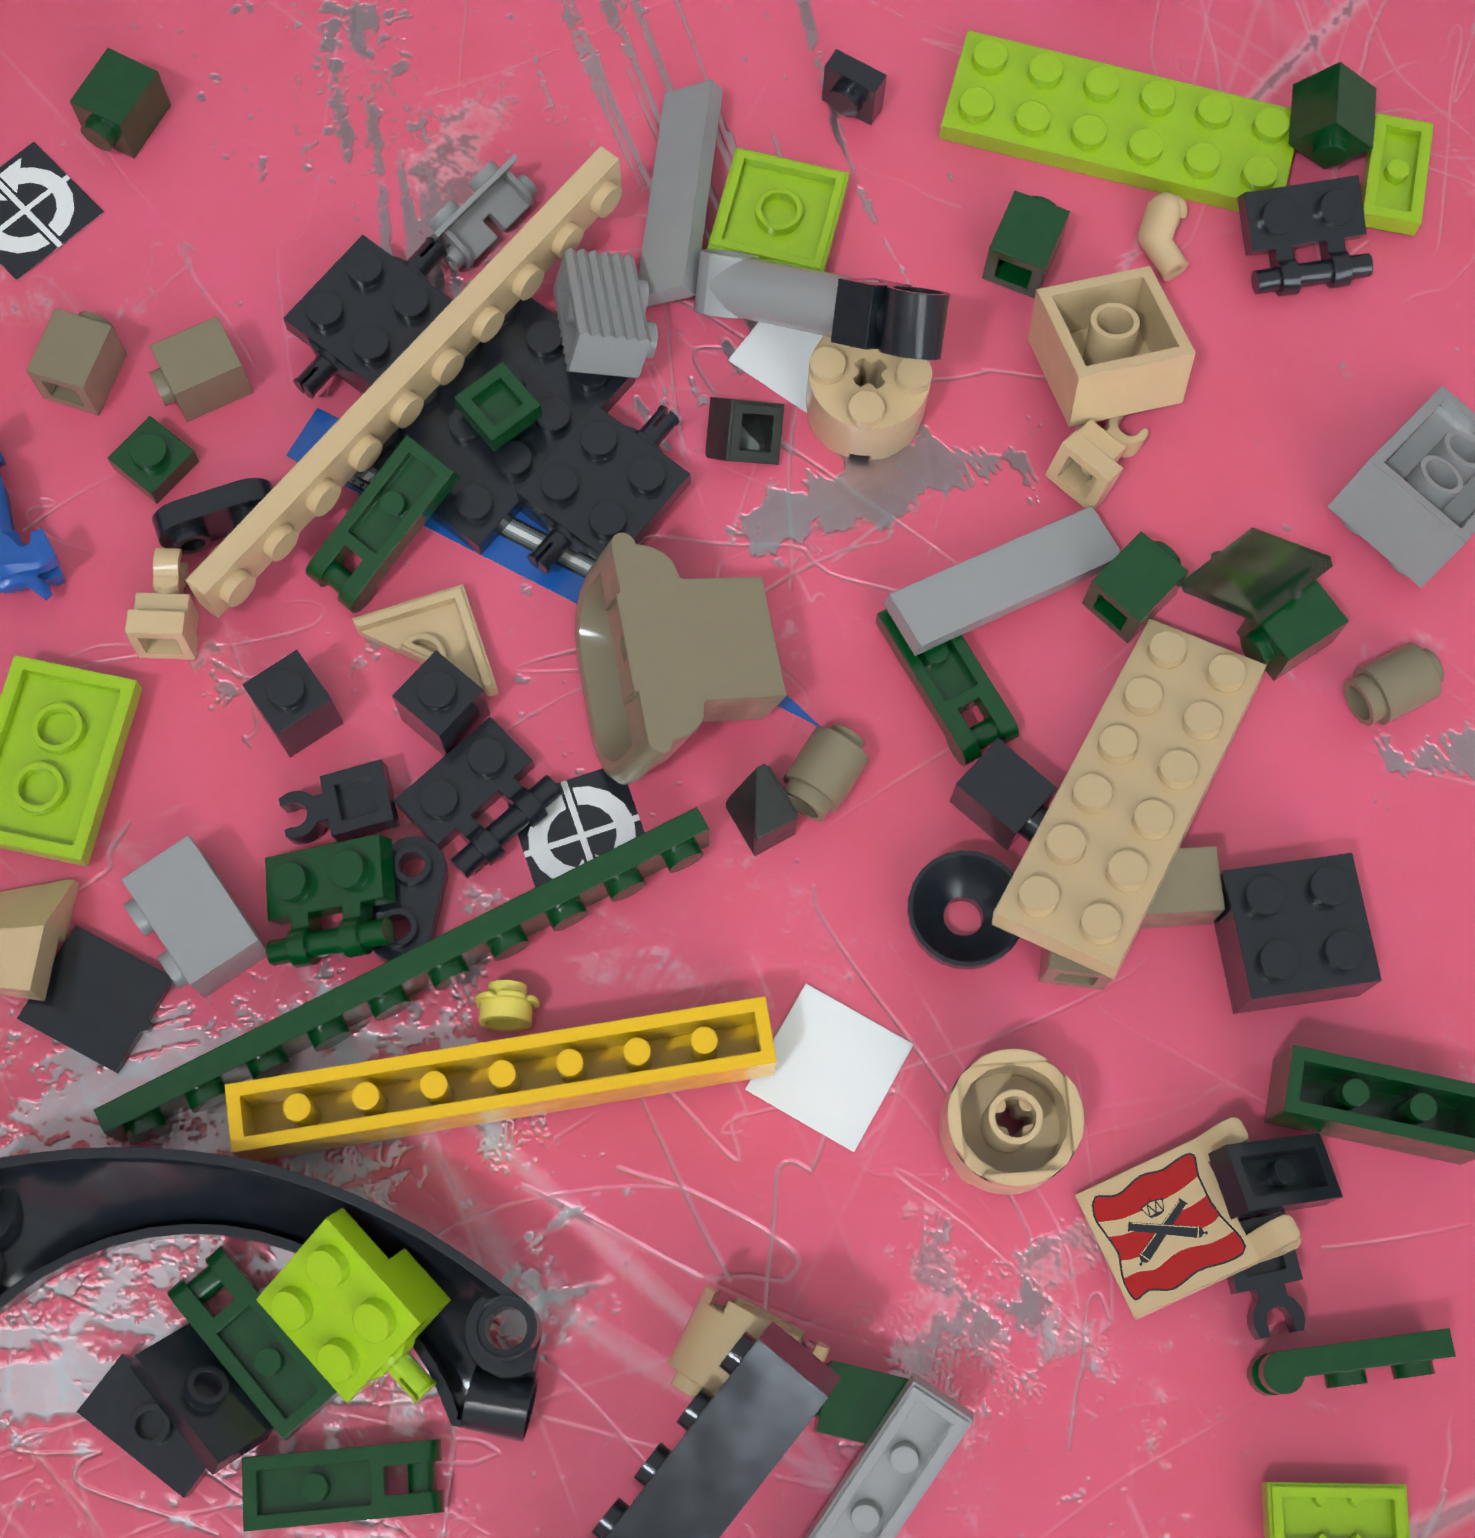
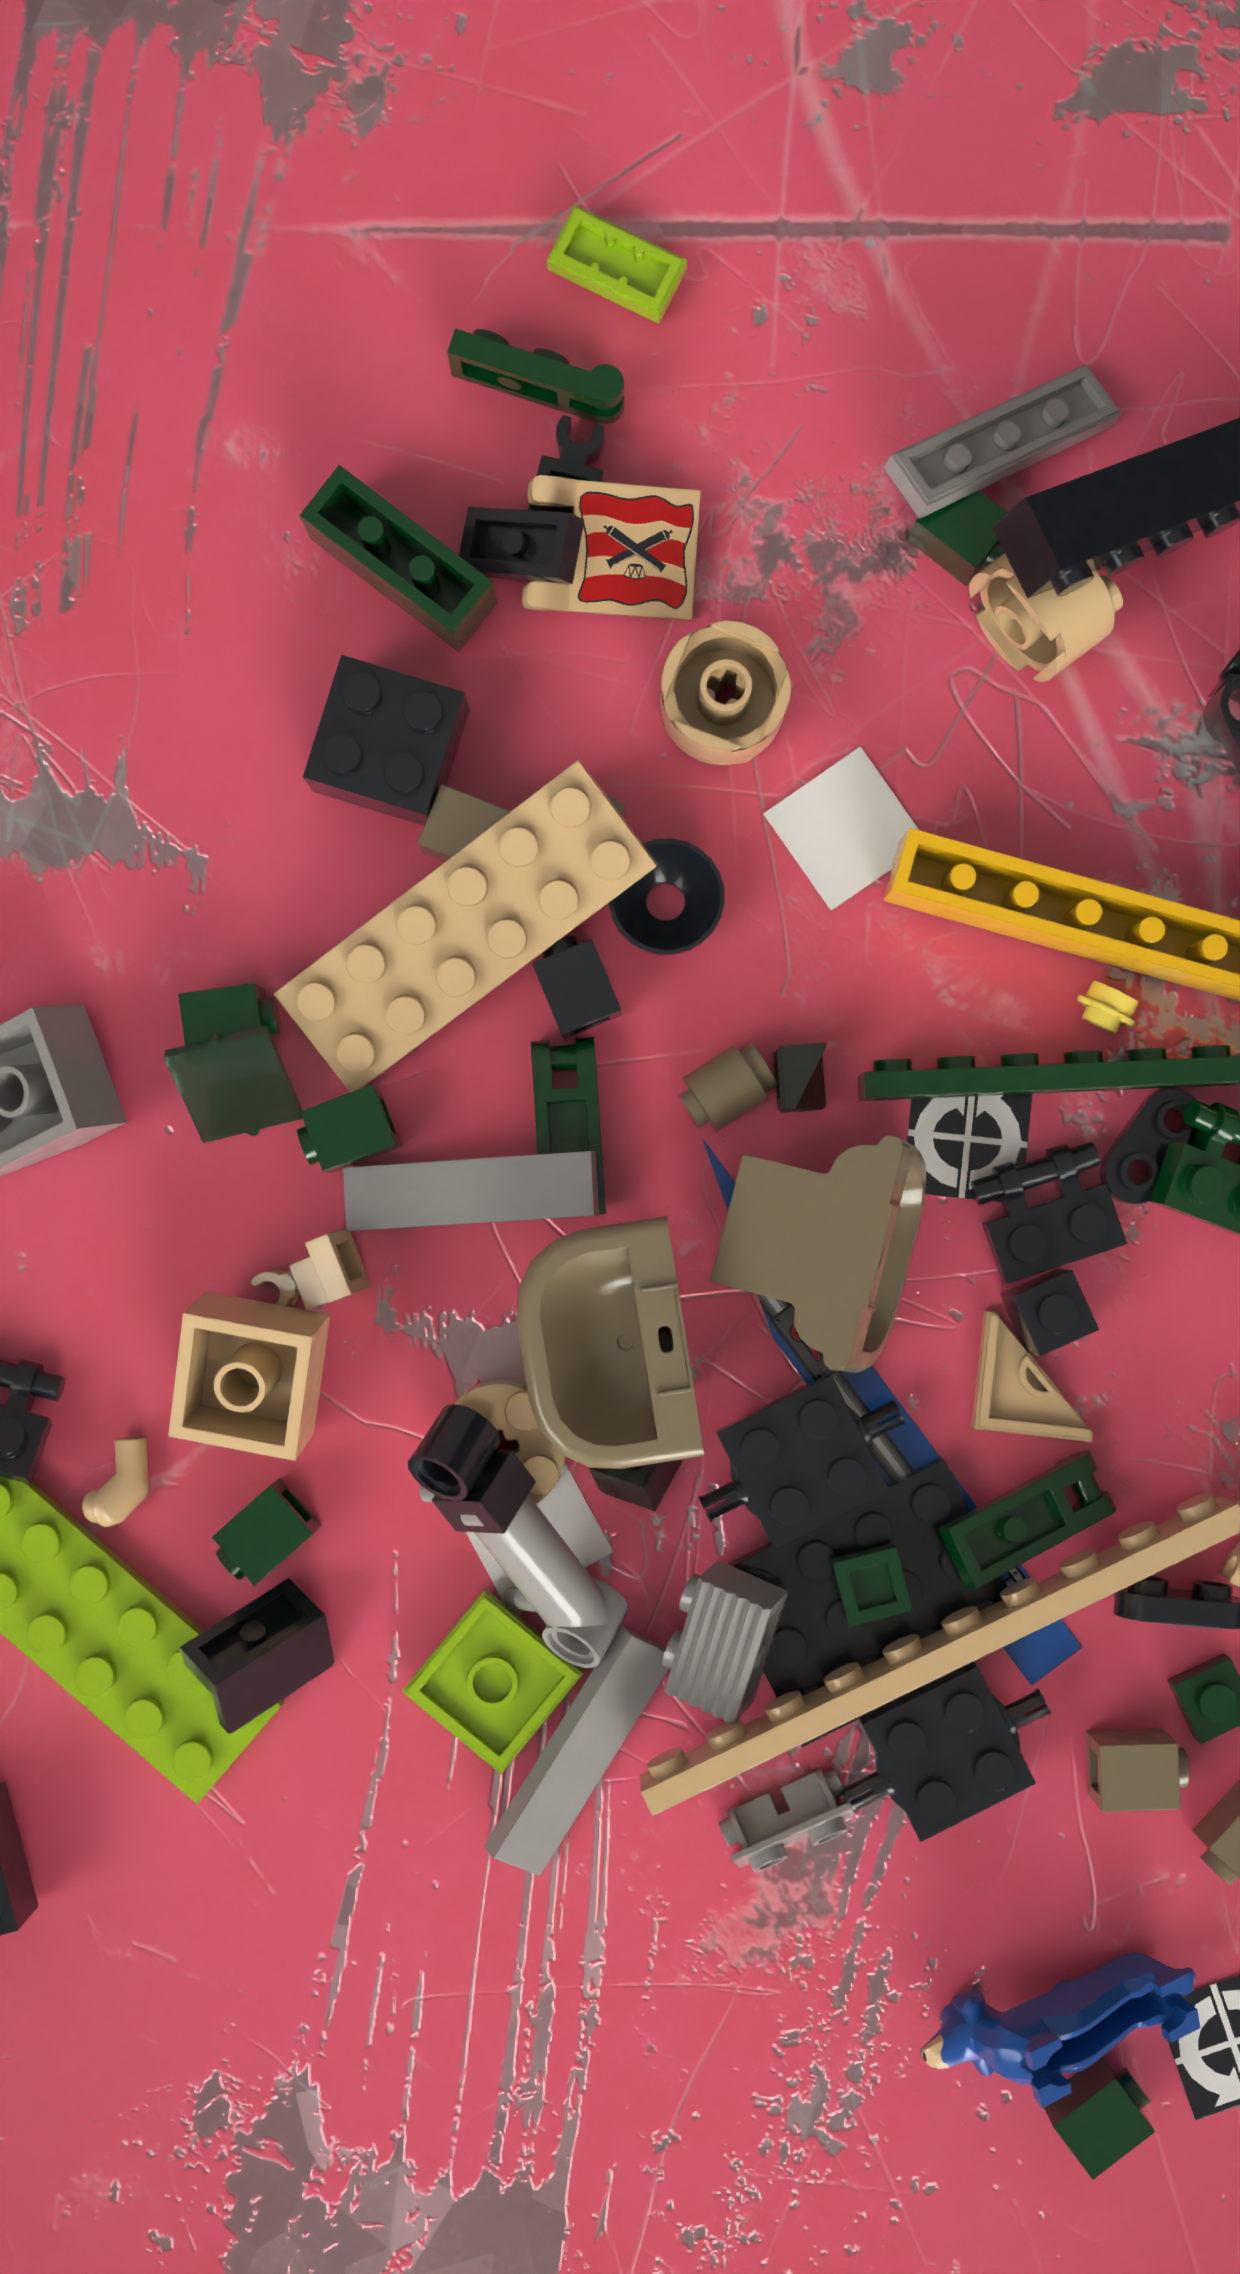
camera: 150 degrees left, 15 degrees up
(176, 149) = (1064, 2026): none -> blue animal
(293, 703) = (1184, 1376): black brick -> none
(352, 805) = (1169, 1258): black plate -> none
(816, 480) = (595, 1351): none -> dark tan piece
(853, 87) = (350, 1787): black plate -> none
(981, 147) = (260, 1654): none -> black panel
(1394, 684) = (163, 924): dark tan brick -> none

